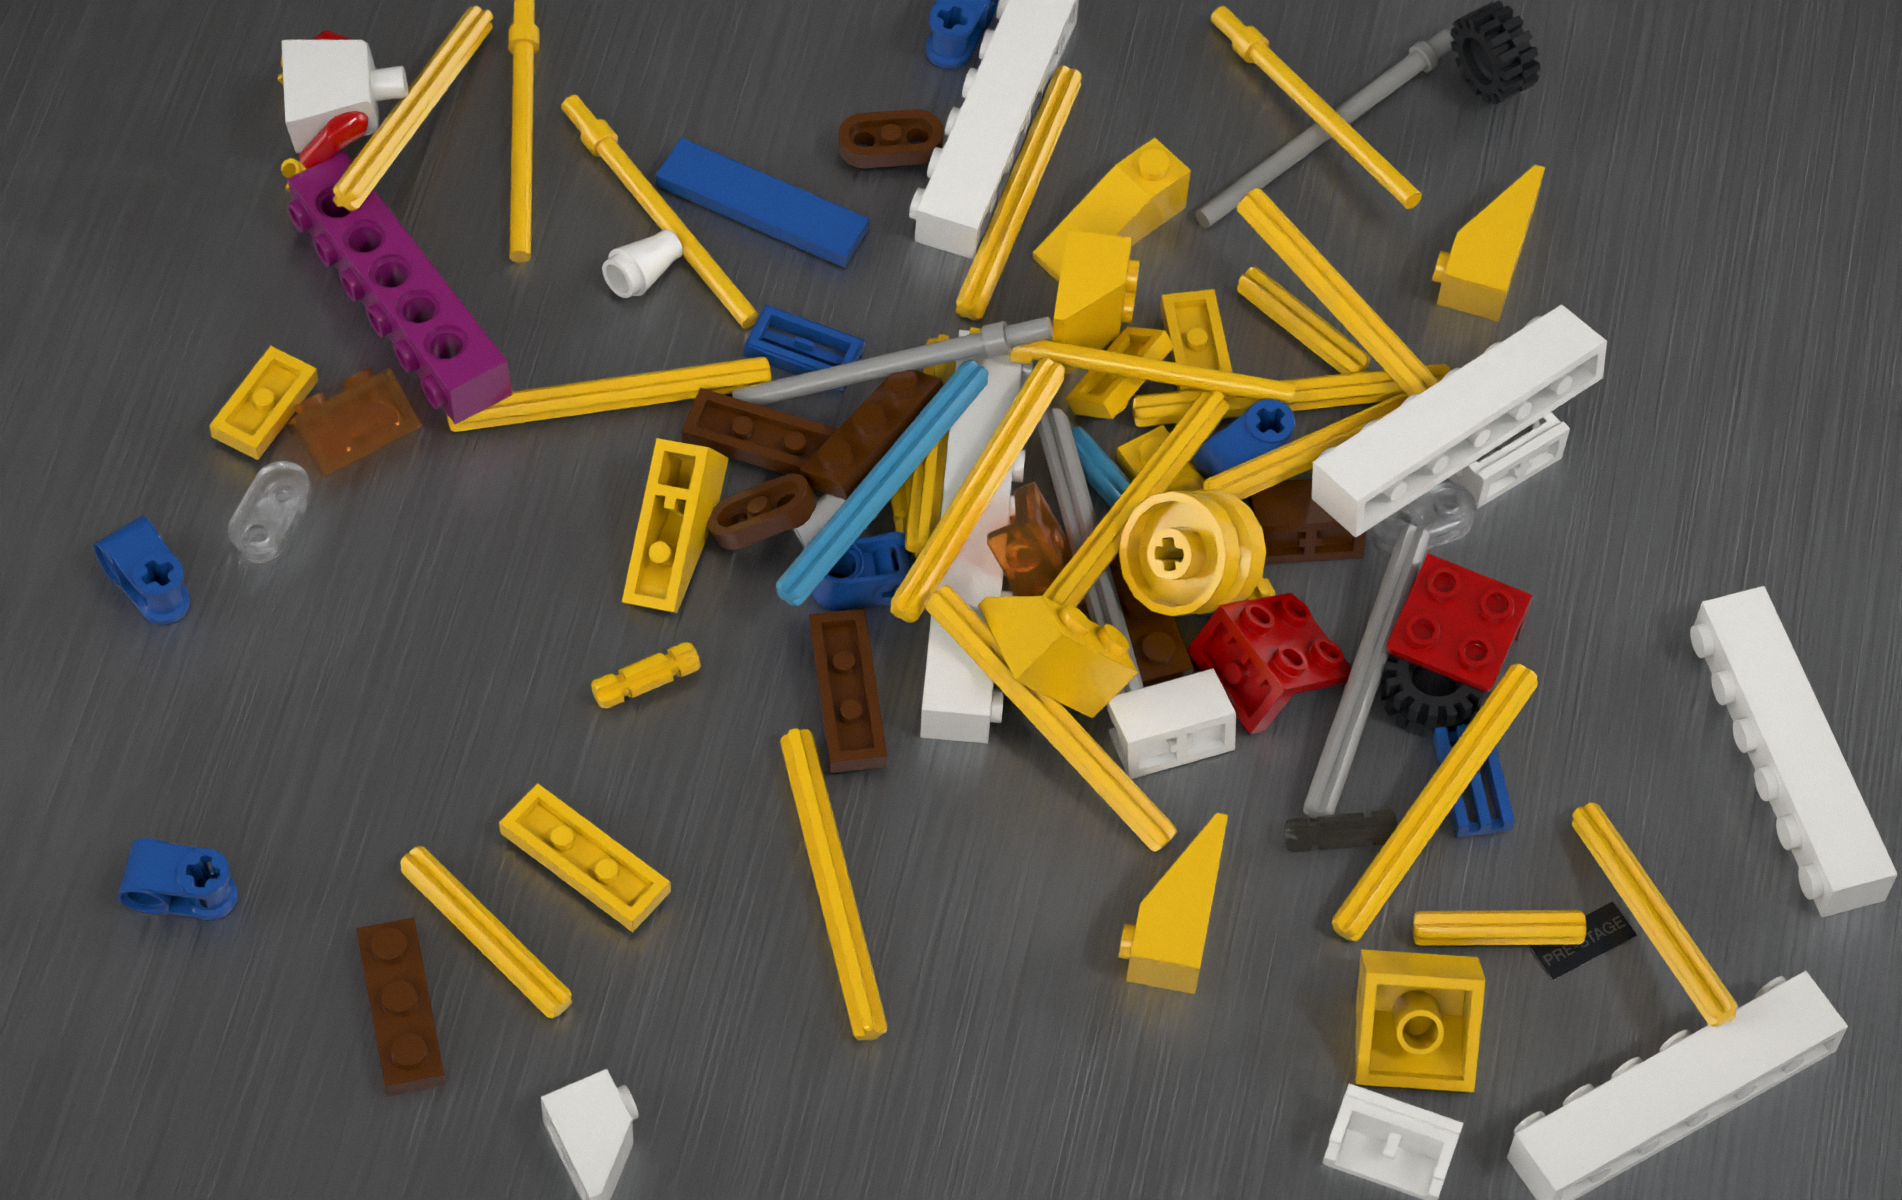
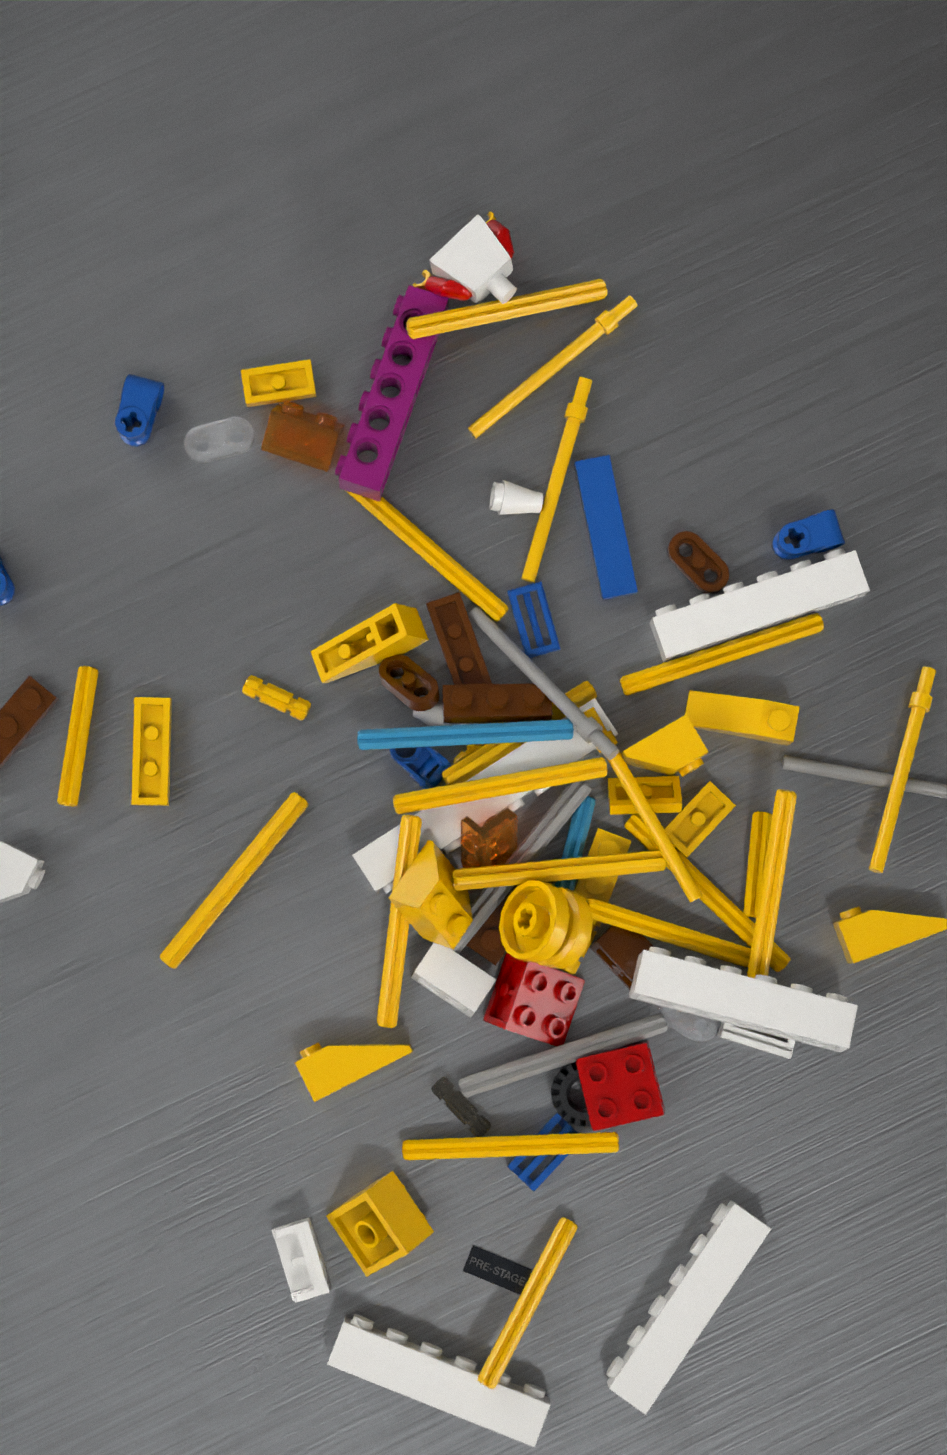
camera: 55 degrees right, 25 degrees up
(847, 691) = (345, 804): reddish brown plate -> none
(1255, 432) = (641, 895): blue piece -> none
(1499, 927) = (467, 1226): yellow axle -> none

